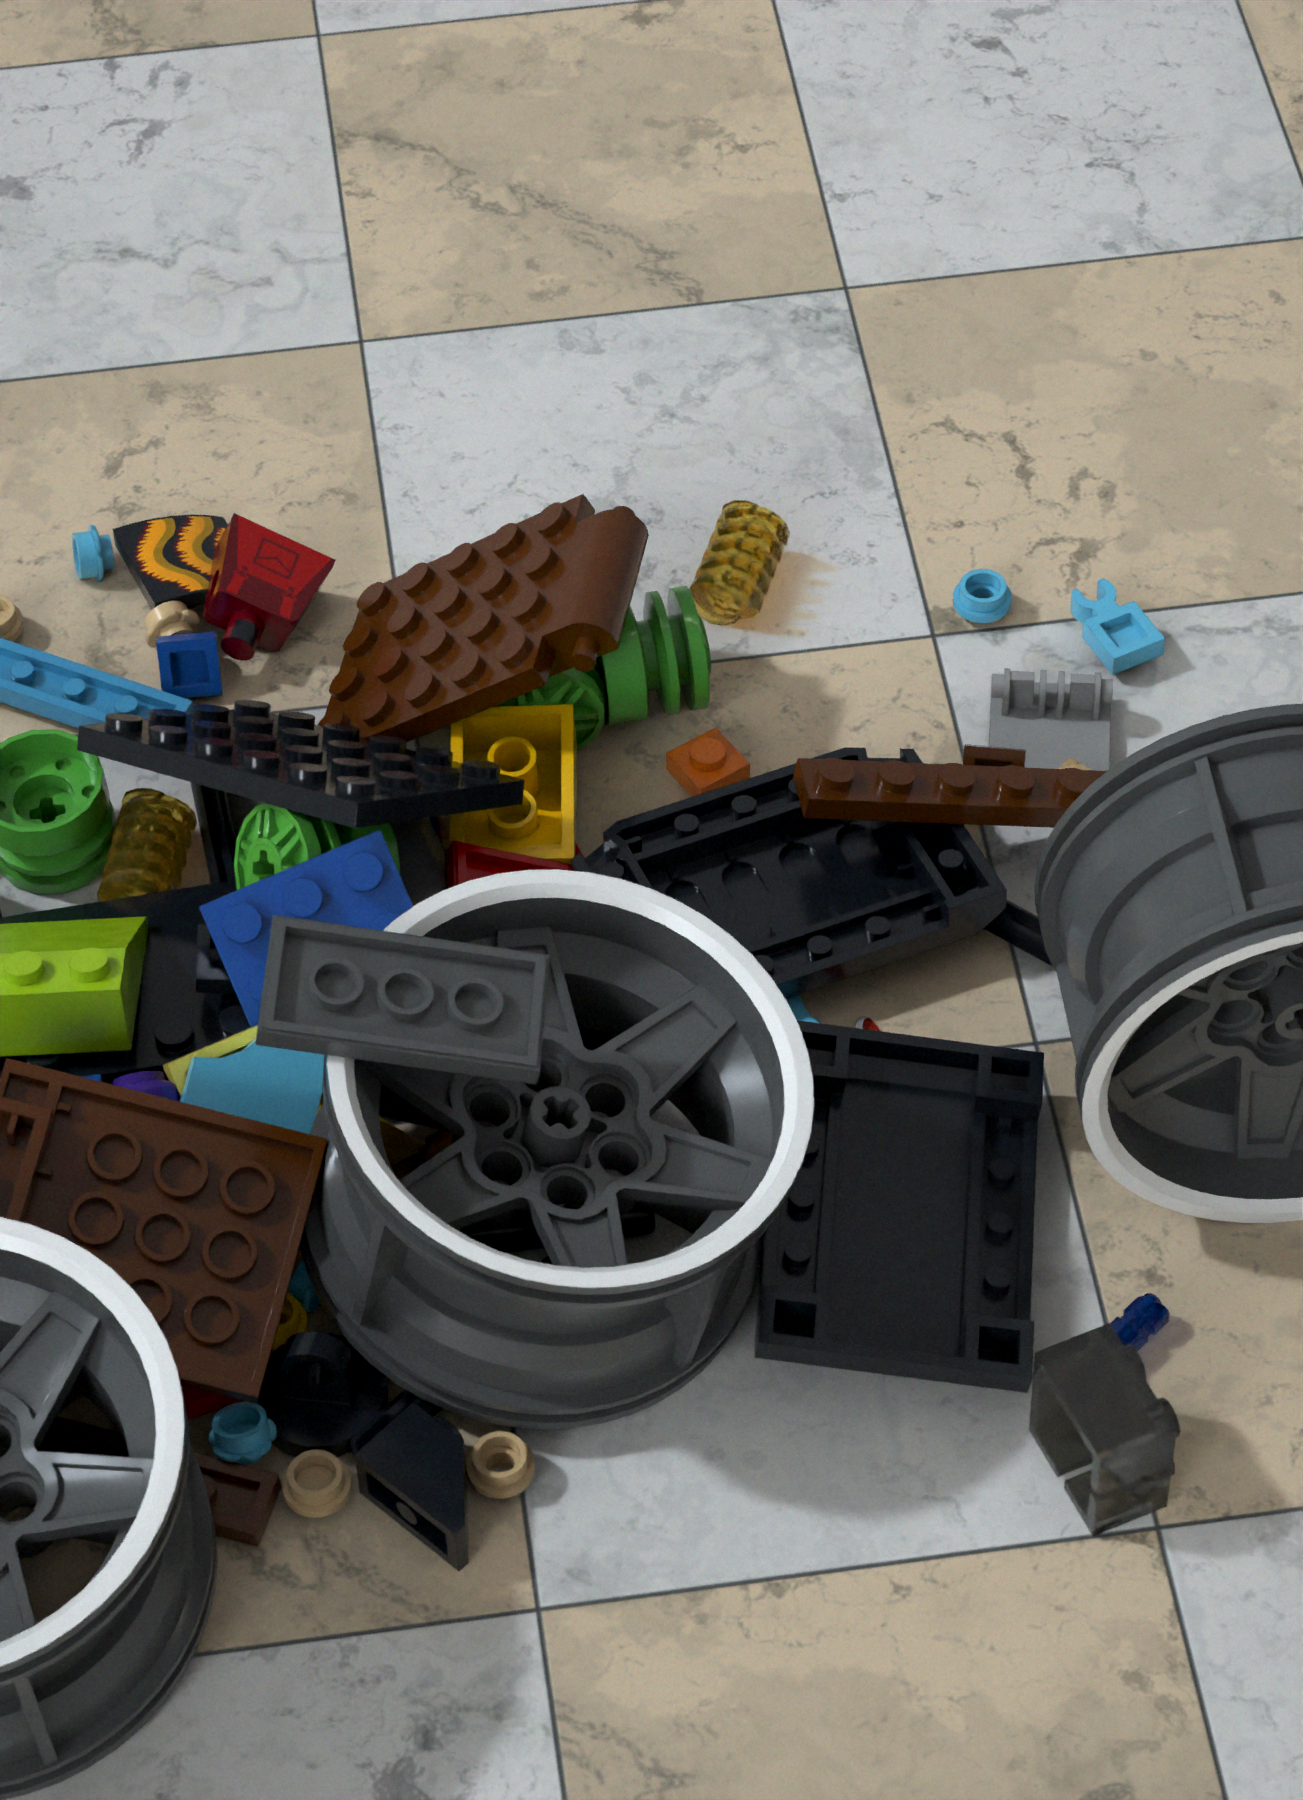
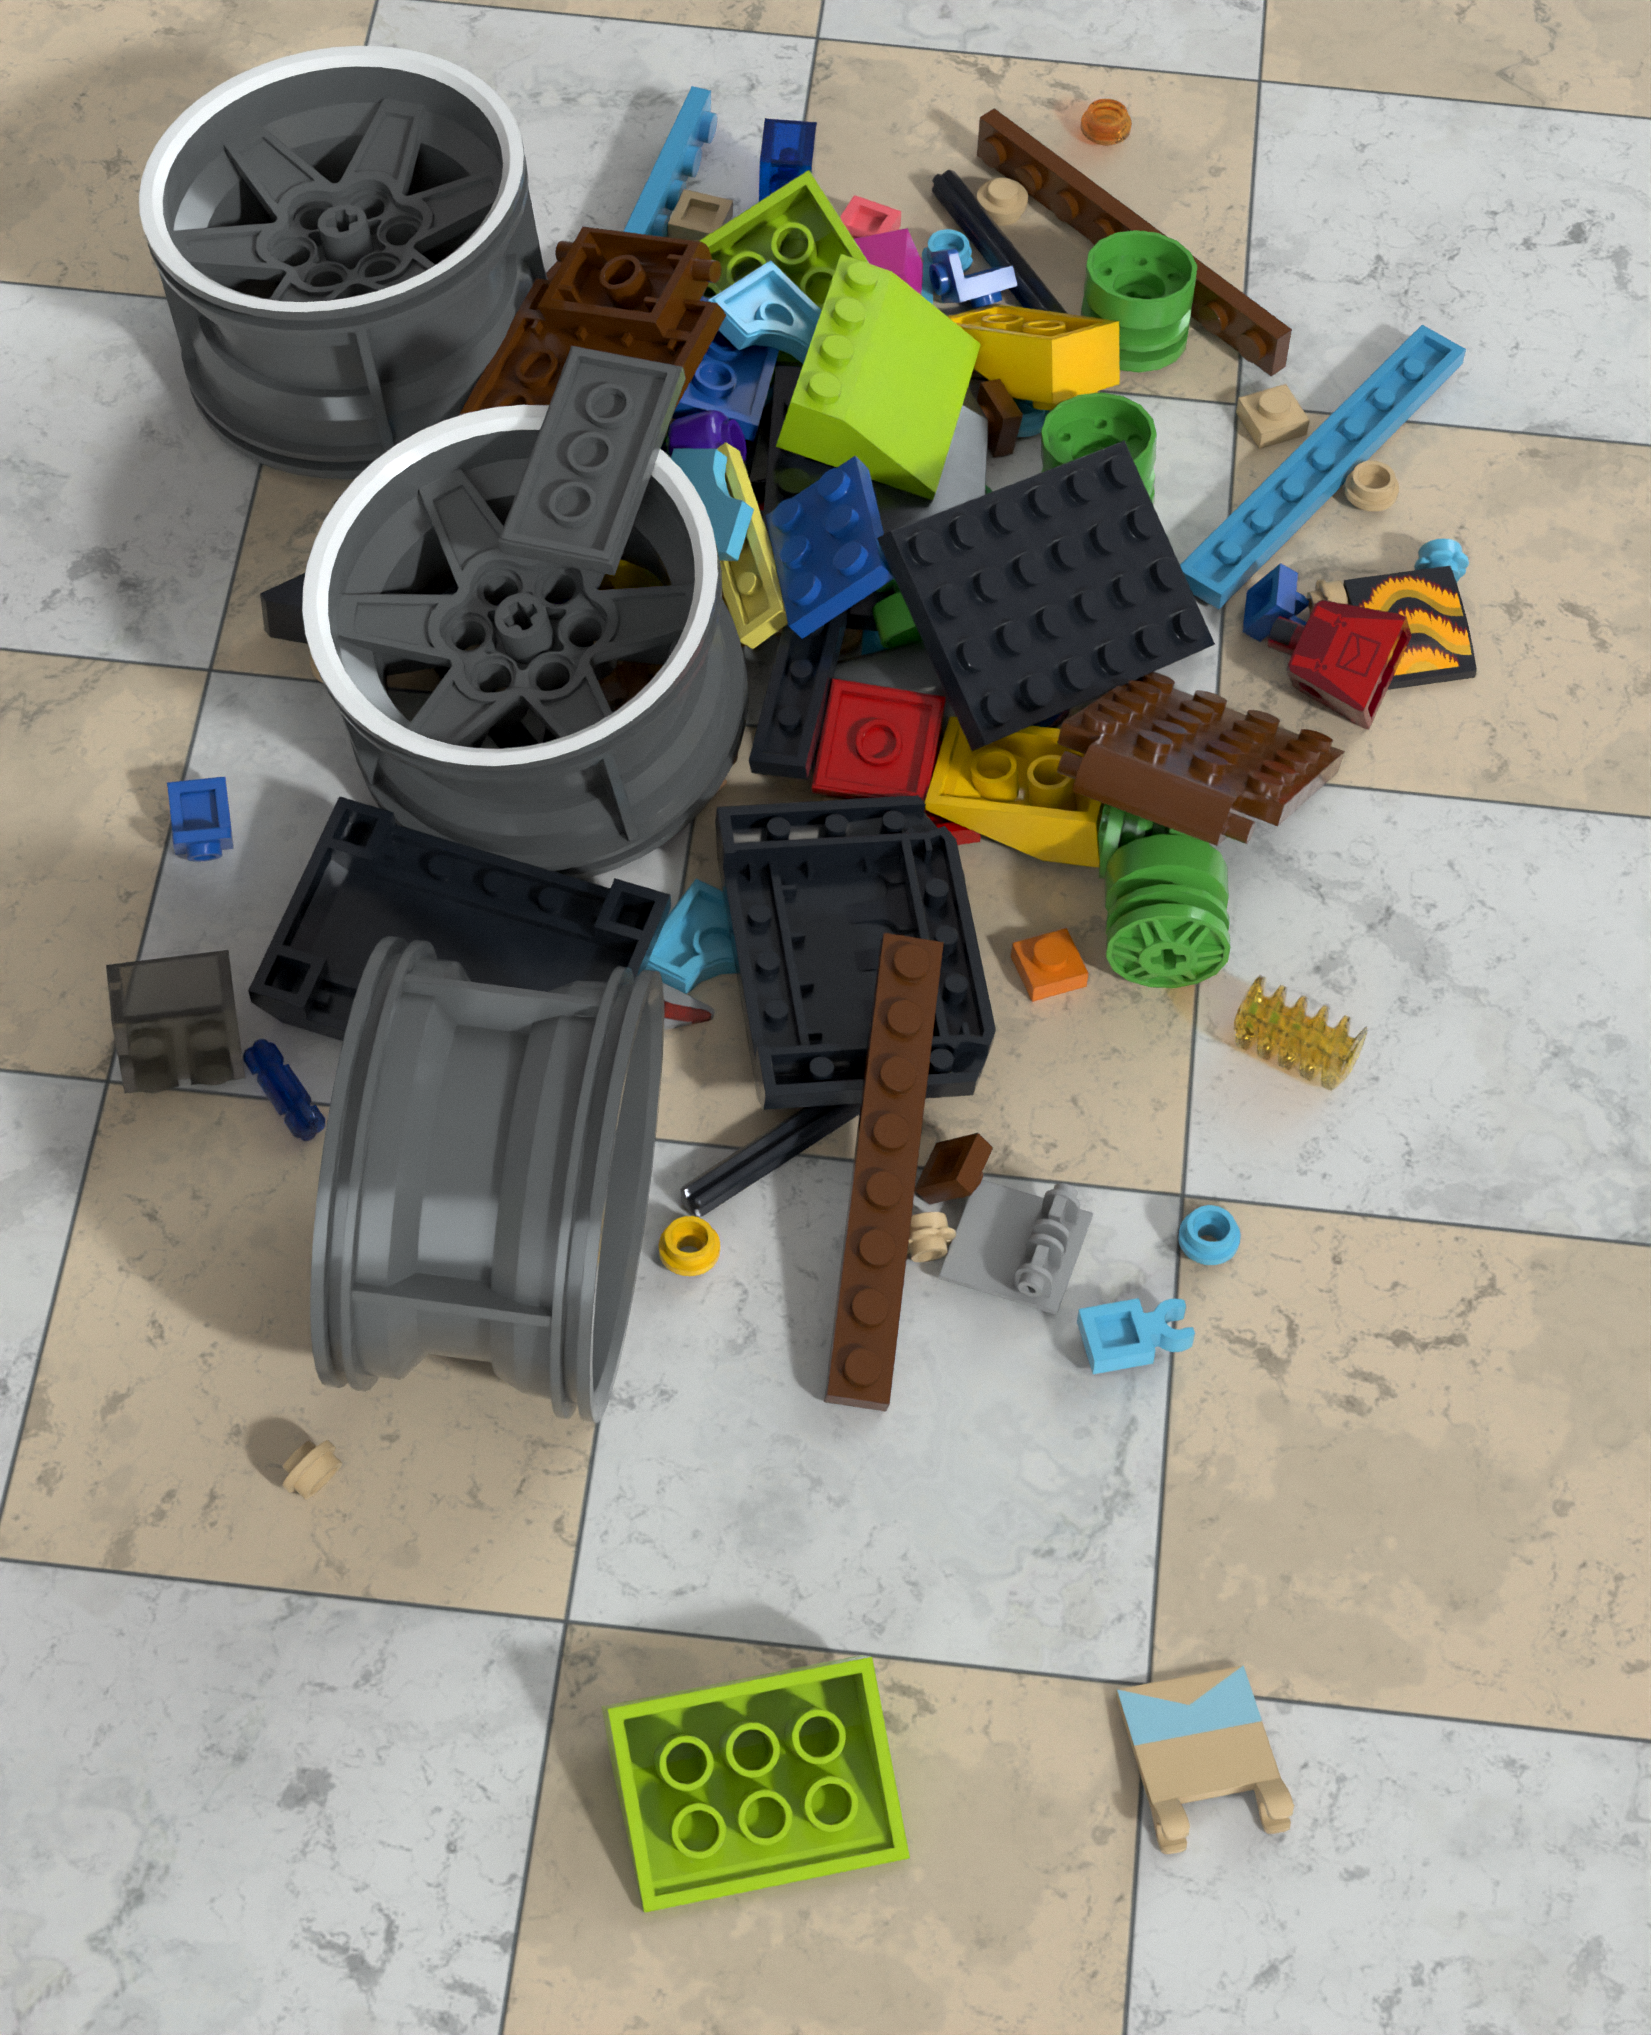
camera: 100 degrees right, 5 degrees up
(793, 1522) = (200, 818): none -> blue bracket

